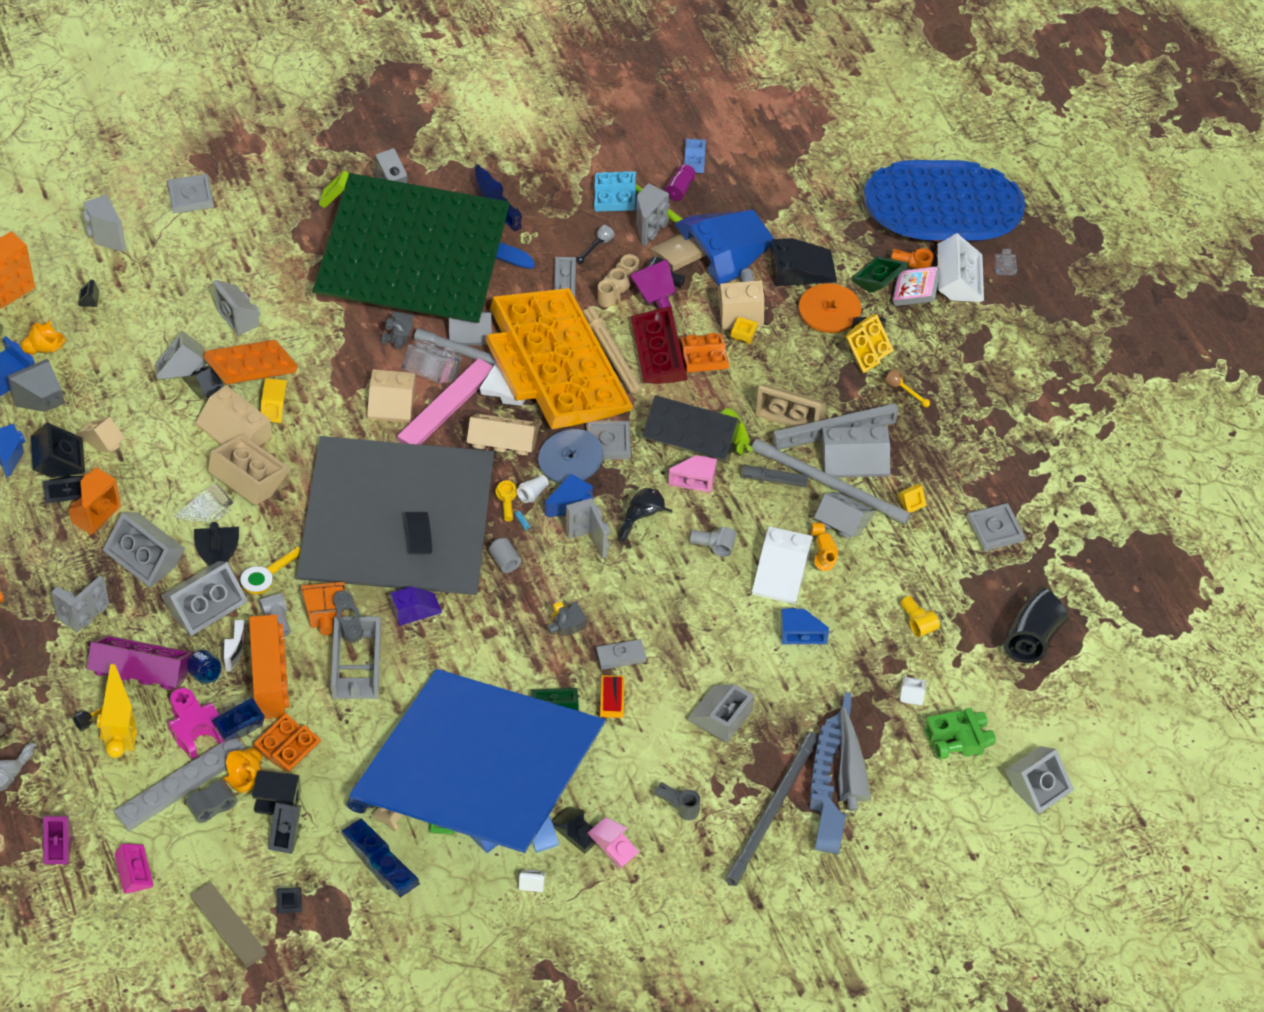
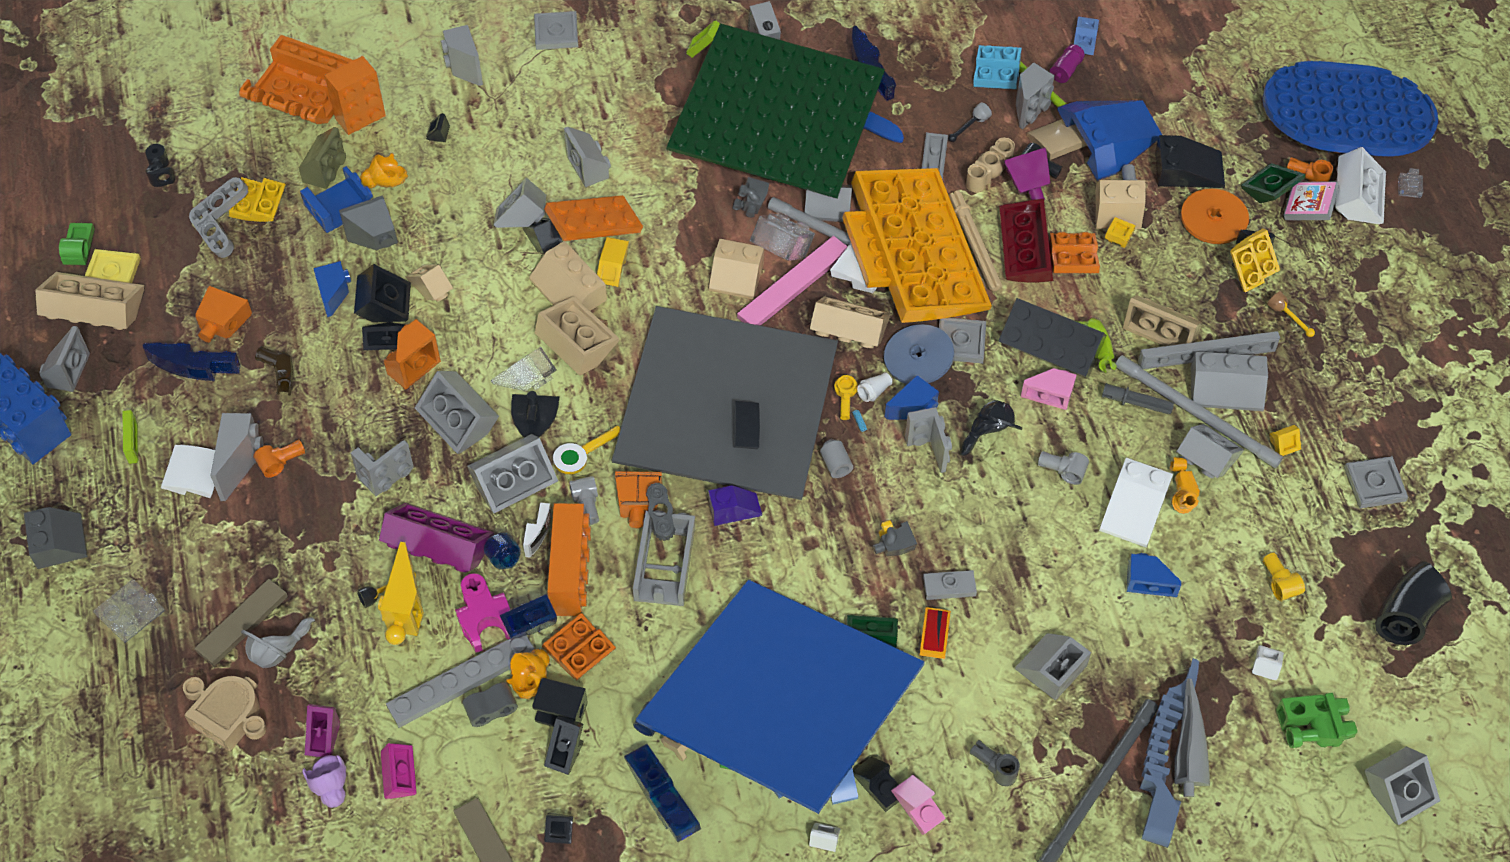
camera: 10 degrees right, 5 degrees up
(70, 881) = (328, 780): none -> lavender piece

